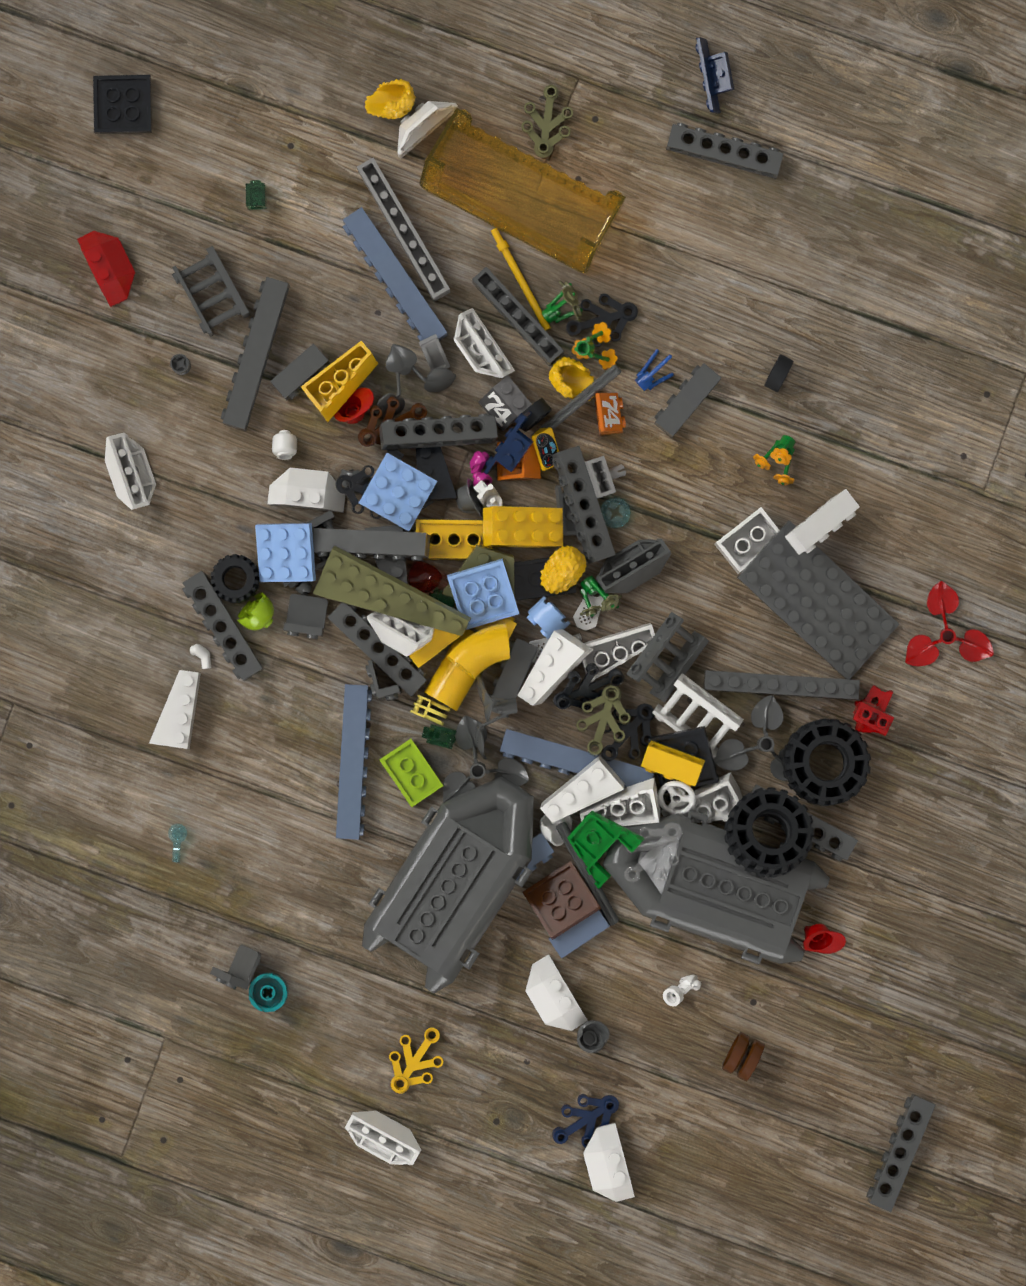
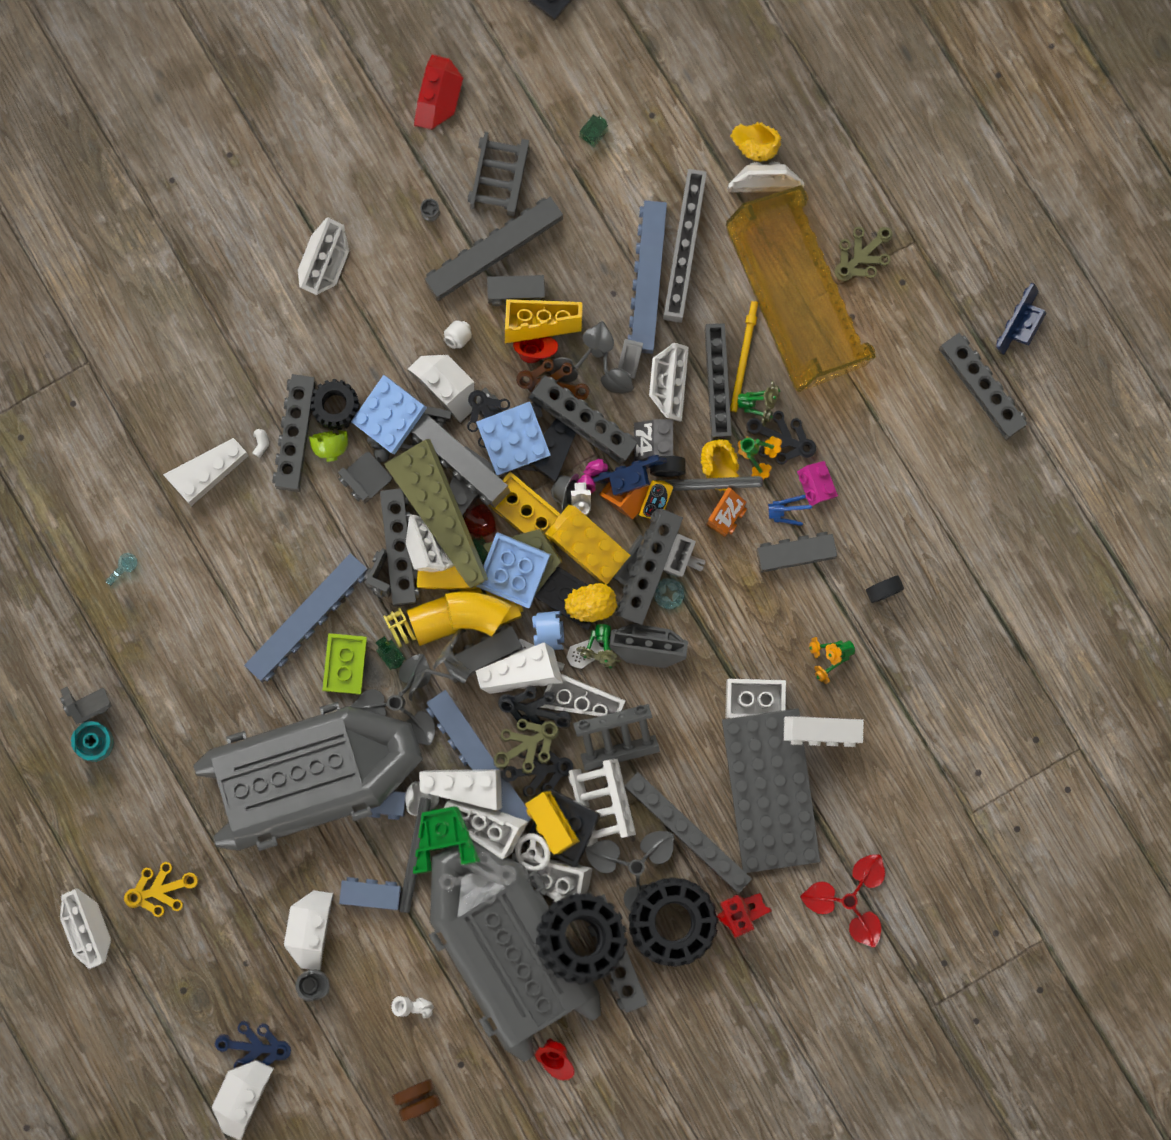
camera: 35 degrees right, 5 degrees down
(561, 900) = (377, 858): reddish brown plate -> none
(658, 332) = (817, 483): none -> dark pink bracket

